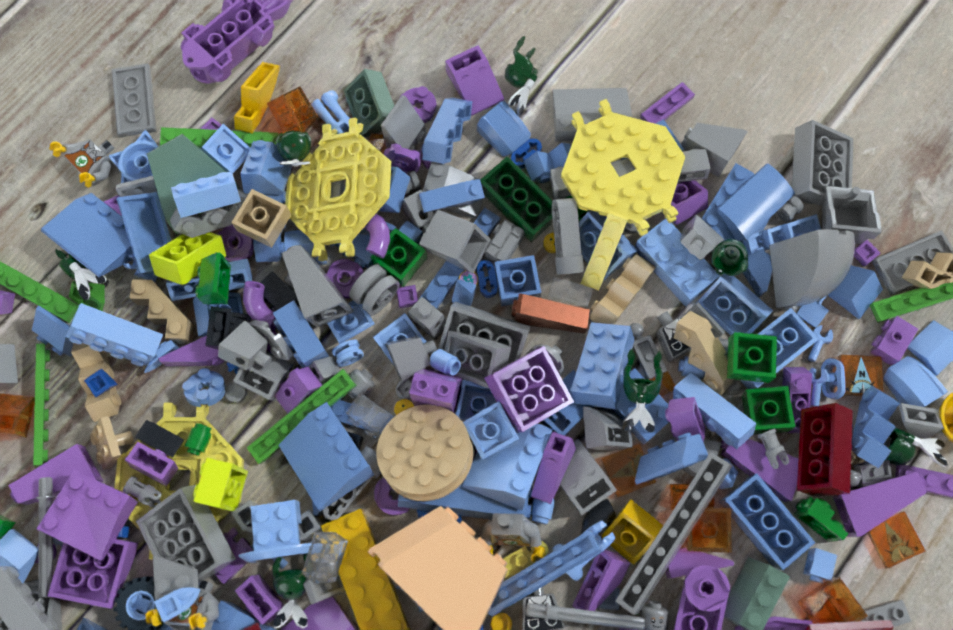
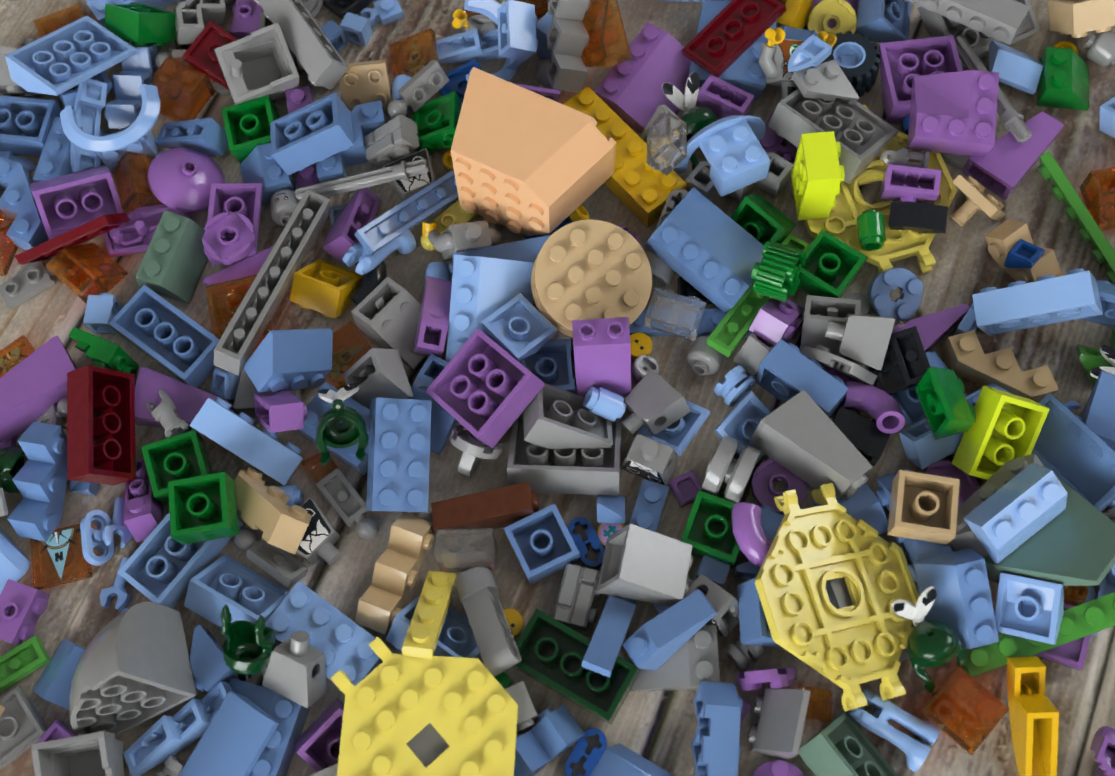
camera: 170 degrees right, 5 degrees down
(243, 421) = (829, 267): none -> green brick
(276, 477) = (762, 219): none -> green slope
(283, 415) = (778, 271): none -> green brick
(492, 203) = (609, 636): none -> medium blue tile

